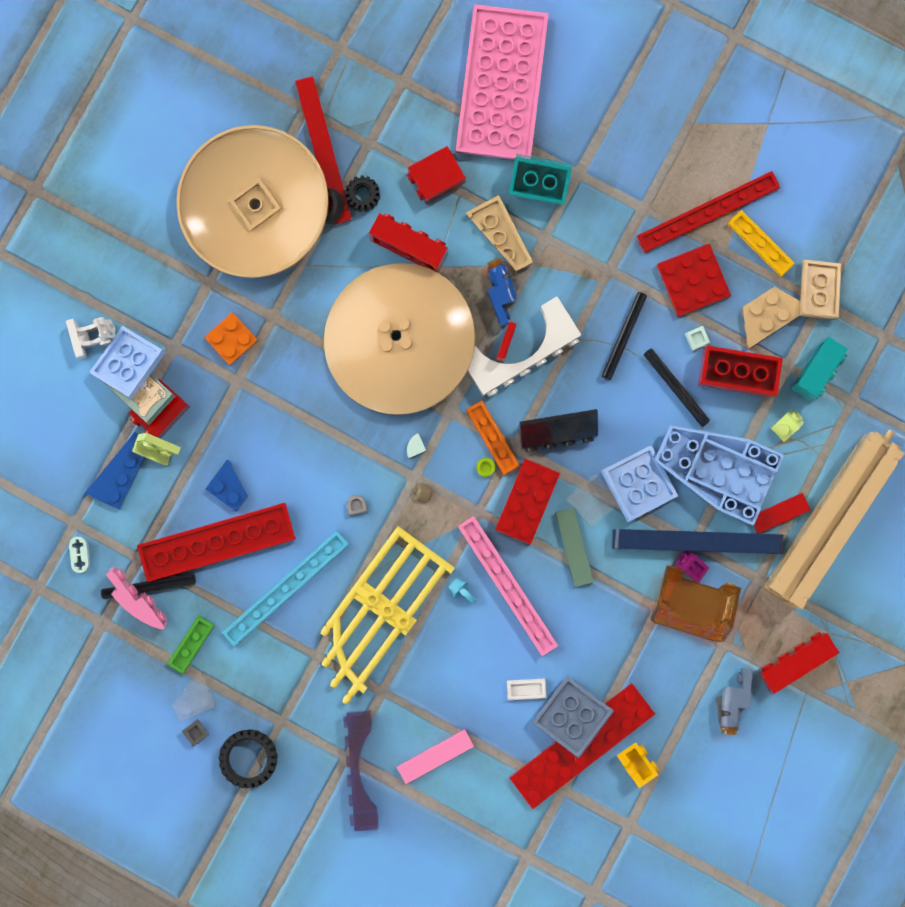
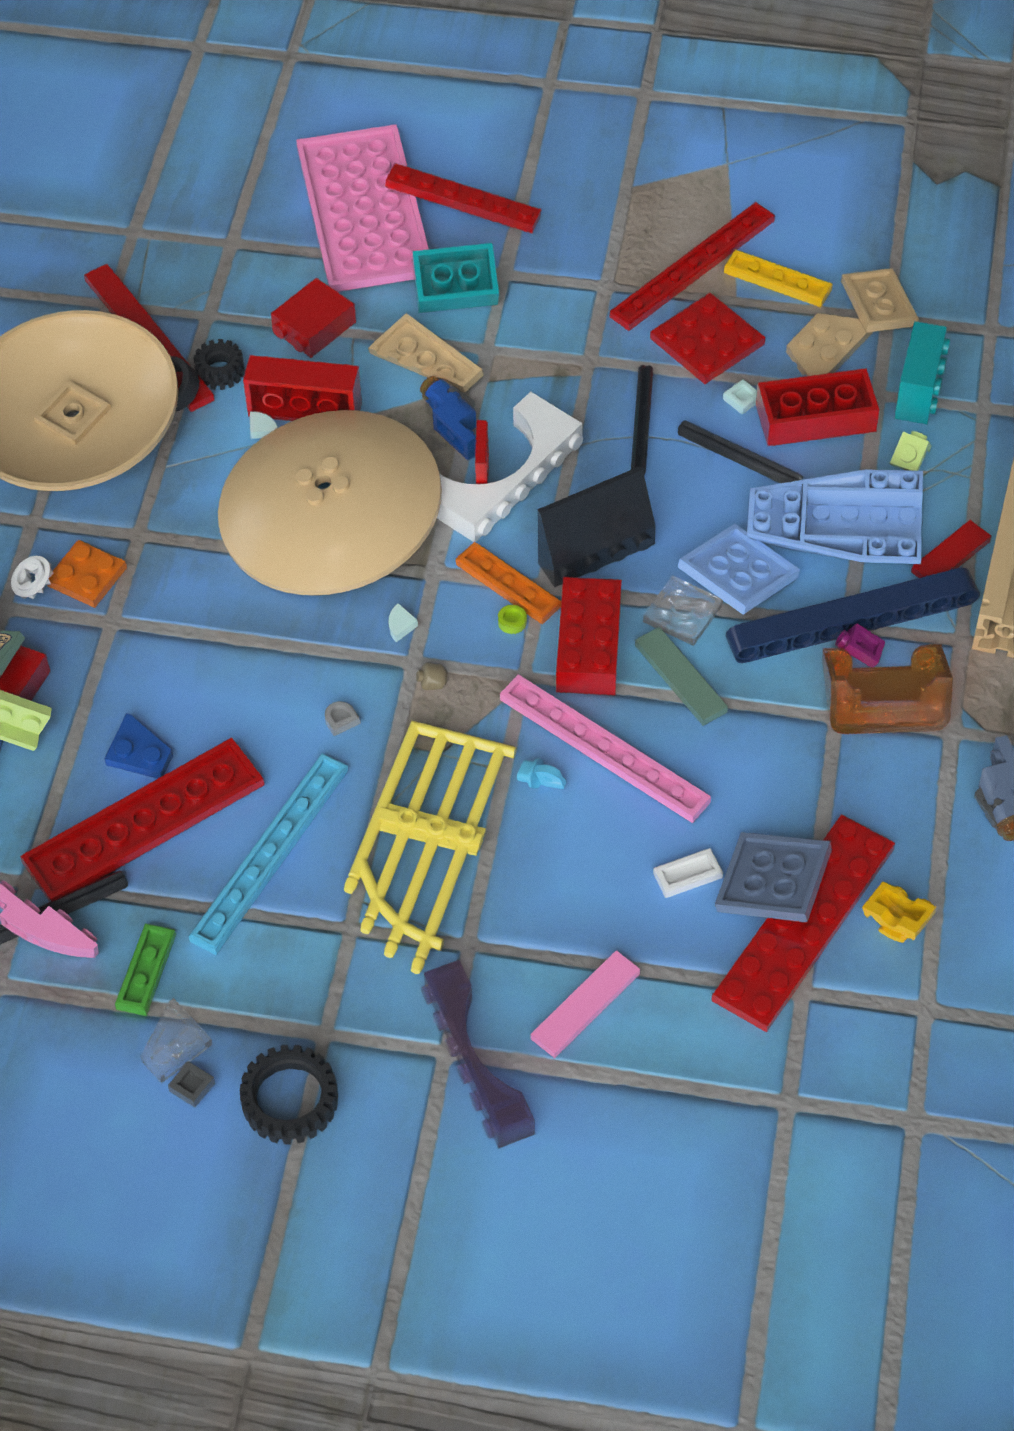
camera: 20 degrees left, 30 degrees down
(190, 329) = (21, 578): none -> white gear
(376, 255) = (261, 425): none -> light aqua tile
(571, 100) = (463, 198): none -> red plate

